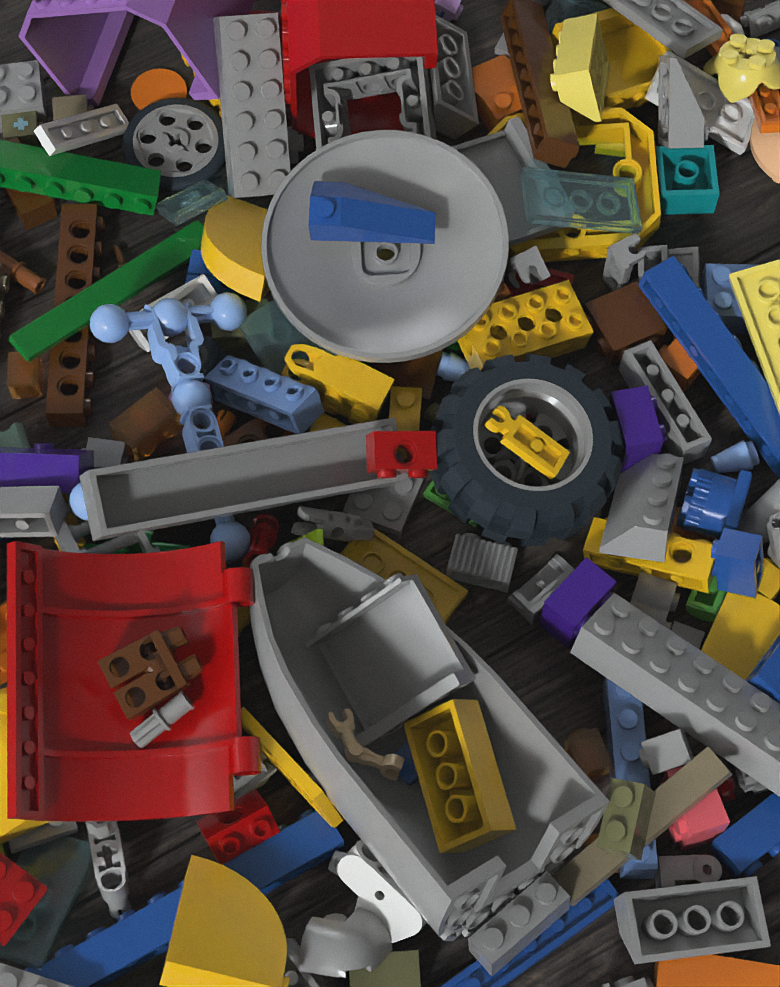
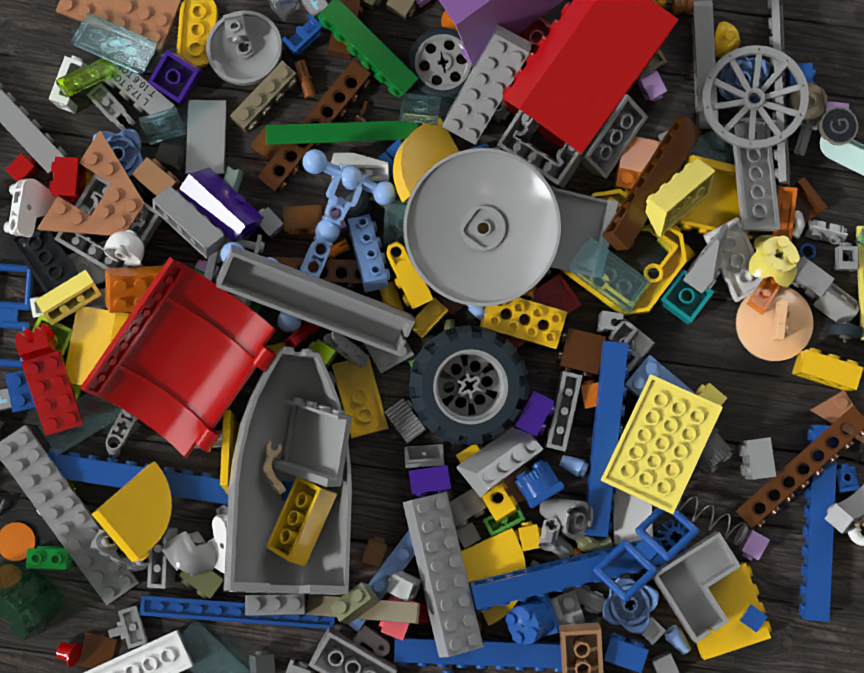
camera: 40 degrees right, 20 degrees up
(82, 129) = (394, 24): white plate -> none
(161, 668) = (195, 365): reddish brown hips -> none
(161, 719) = (186, 390): light grey axle -> none
(238, 830) = (195, 464): red brick -> none
(360, 215) = (478, 201): blue wedge -> none
(418, 445) = (396, 334): red brick -> none
(528, 442) = (465, 389): yellow plate -> none
(529, 267) = (551, 284): light grey hinge -> none
(738, 562) = (516, 525): blue brick -> none

